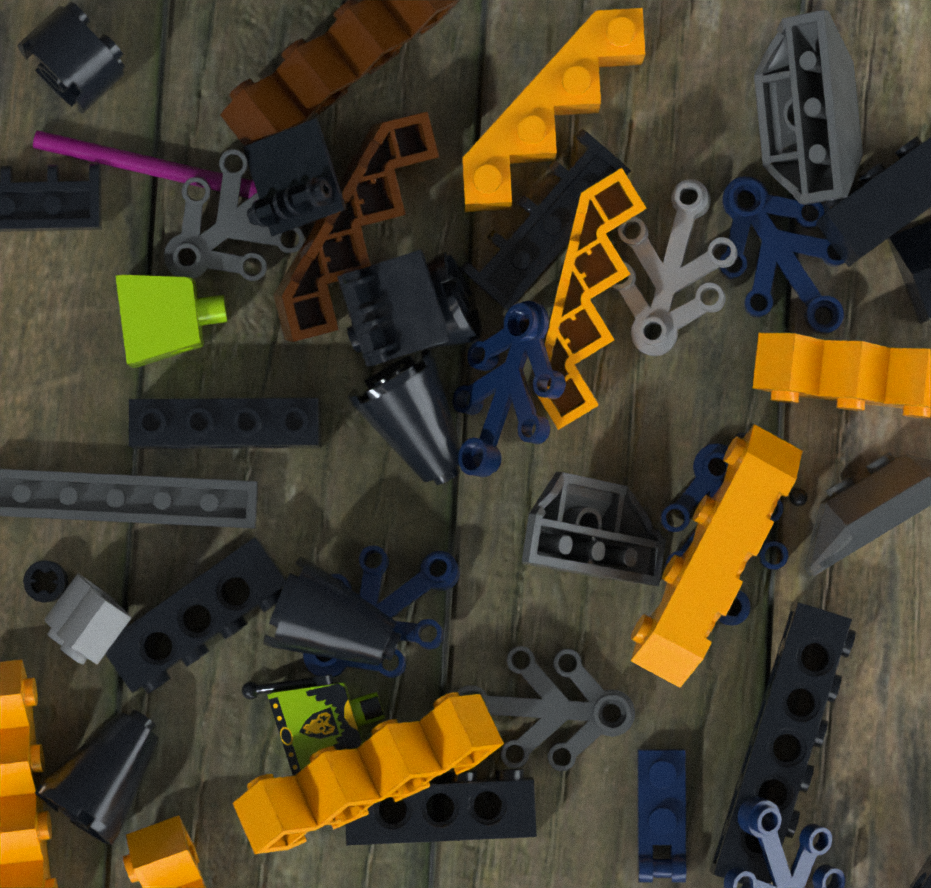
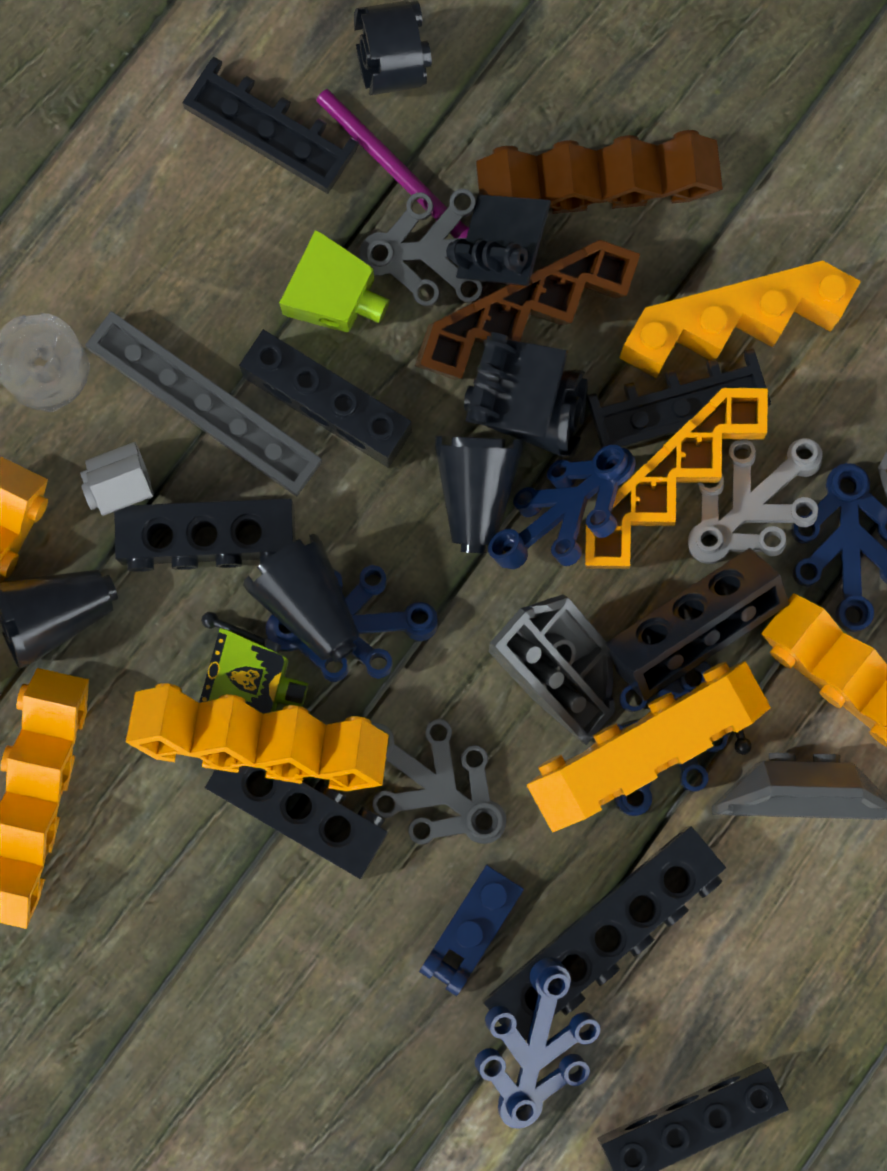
camera: 30 degrees right, 5 degrees down
(46, 567) = (95, 425): black bush -> none
(690, 416) = (697, 623): none -> black brick

